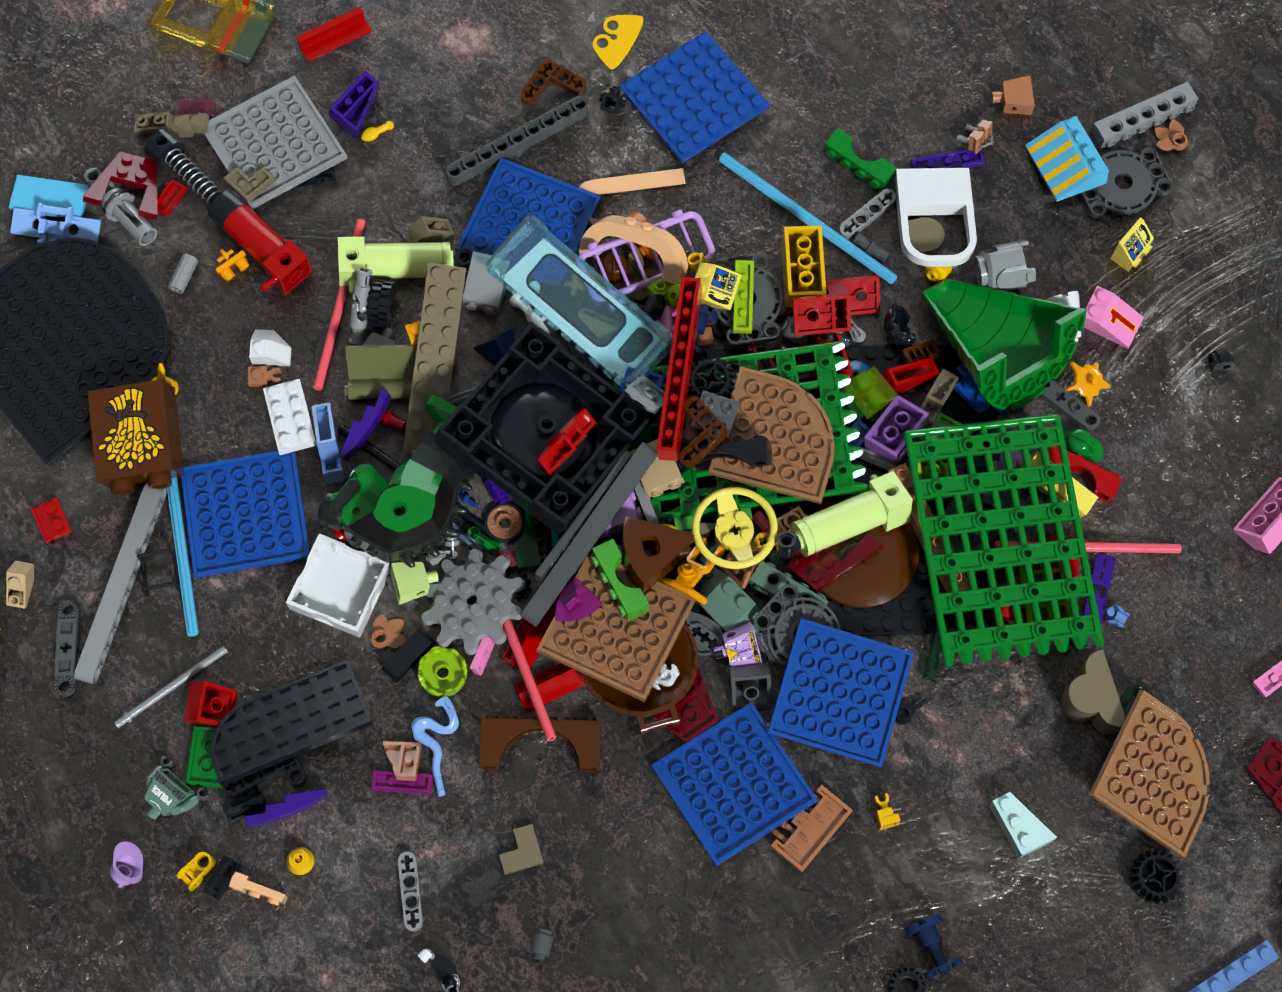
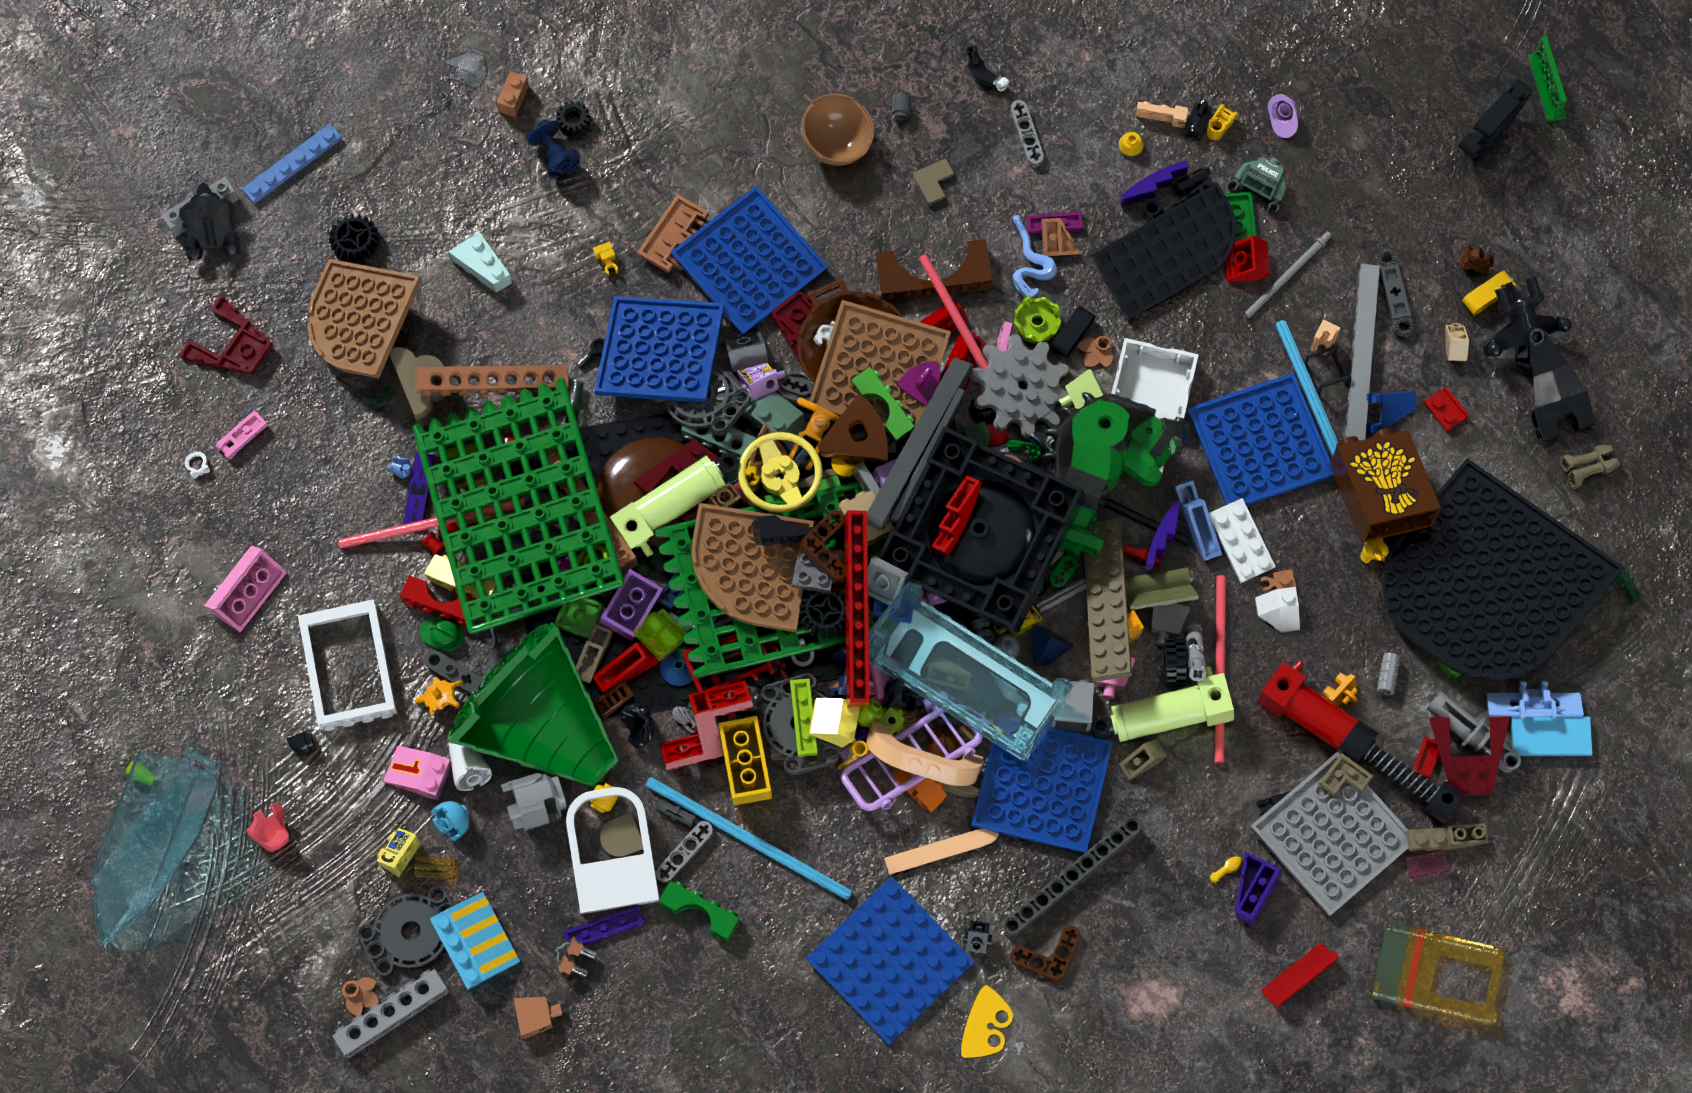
camera: 175 degrees right, 0 degrees up
(107, 524) = (1392, 409): none -> blue flag
(152, 606) = (1325, 336): none -> light nougat hinge
(618, 911) = (837, 129): none -> medium nougat piece
(1028, 685) = (481, 373): none -> nougat brick
(1080, 268) = (451, 819): none -> medium azure cylinder
(1088, 532) = (433, 544): none -> red bush
(1098, 231) = (418, 866): none -> clear yellow tile
(1177, 474) = (363, 714): none -> white window
(1253, 281) = (269, 831): none -> coral piece

